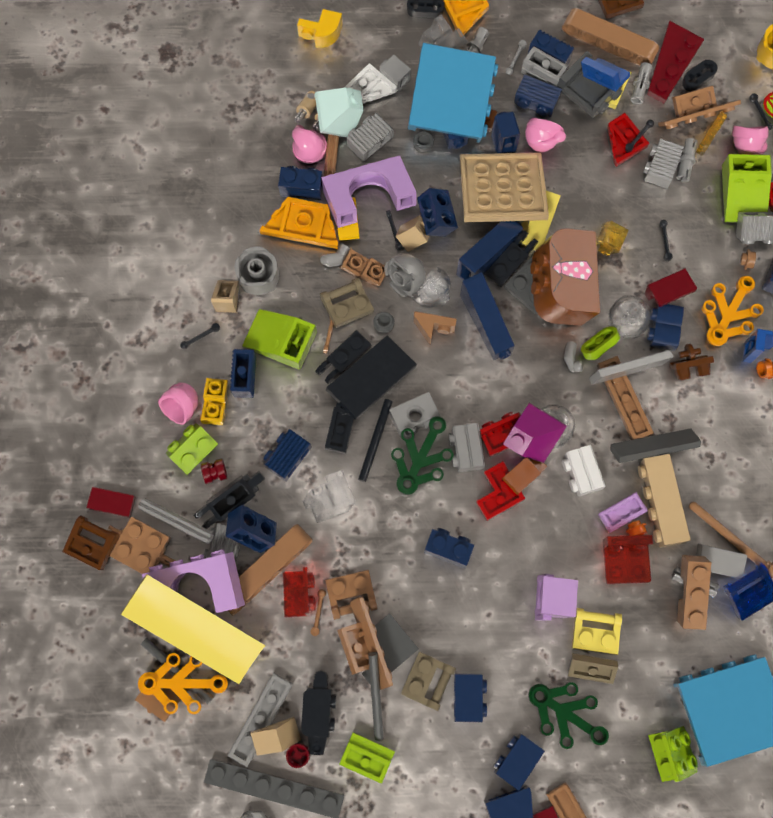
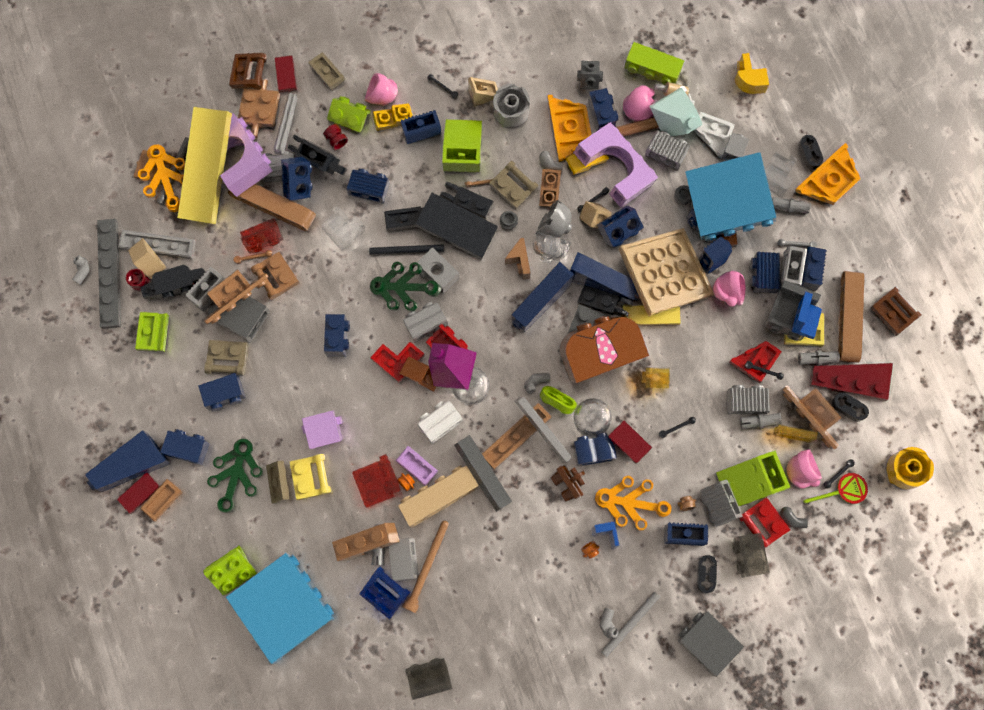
camera: 70 degrees right, 0 degrees up
(128, 454) = (326, 71): none -> dark tan plate
(255, 180) = (589, 75): none -> dark grey brick
(269, 114) = (653, 64): none -> lime brick
(340, 671) = (198, 293): none -> light grey brick
(376, 696) = (198, 318): dark grey bar -> none

